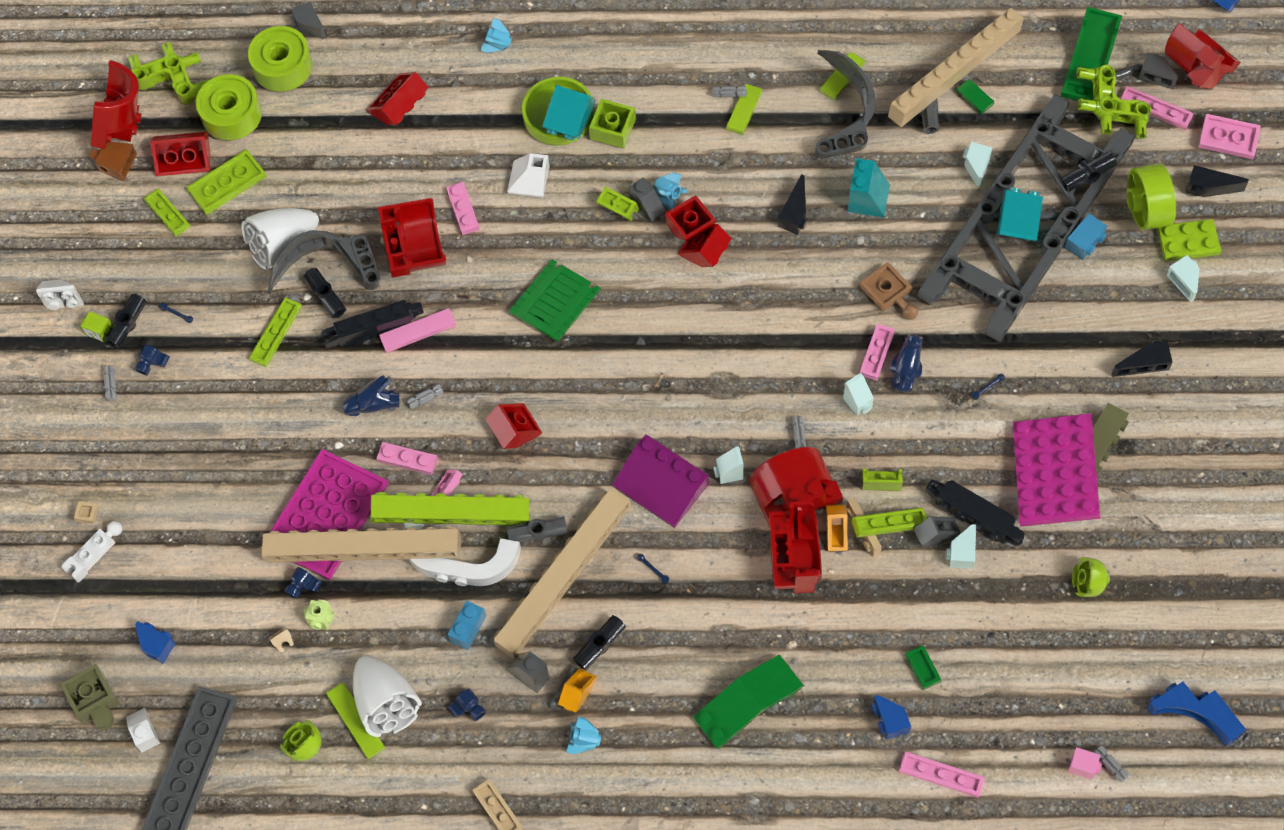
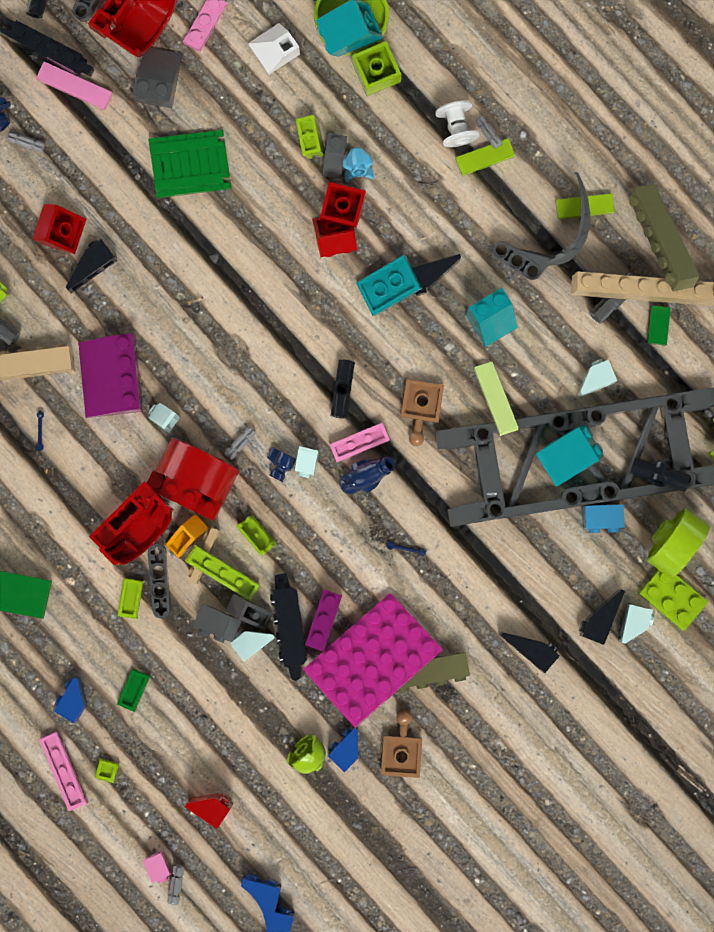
camera: 40 degrees right, 20 degrees up
(472, 270) = (157, 78): none -> dark grey slope
(562, 419) = (92, 263): none -> black slope
(704, 104) = (457, 123): none -> white hose
(778, 238) = (389, 285): none -> teal tile
(833, 338) = (343, 377): none -> black piece
(842, 414) = (282, 462): none -> dark blue piece
(847, 610) = (130, 598): none -> lime tile
(853, 577) = (155, 581): none -> dark grey beam
(916, 38) = (663, 237): none -> olive brick
(926, 557) = (217, 623): none -> dark grey brick
(931, 234) = (496, 398): none -> yellowish green tile
(970, 740) = (107, 770): none -> lime tile
(992, 481) = (323, 620): none -> magenta brick
(1074, 679) = (210, 807): none -> red slope
(1111, 548) = (345, 751): none -> blue slope
(1146, 502) = (393, 744): none -> medium nougat plate
(1165, 300) = (600, 621): none -> black slope

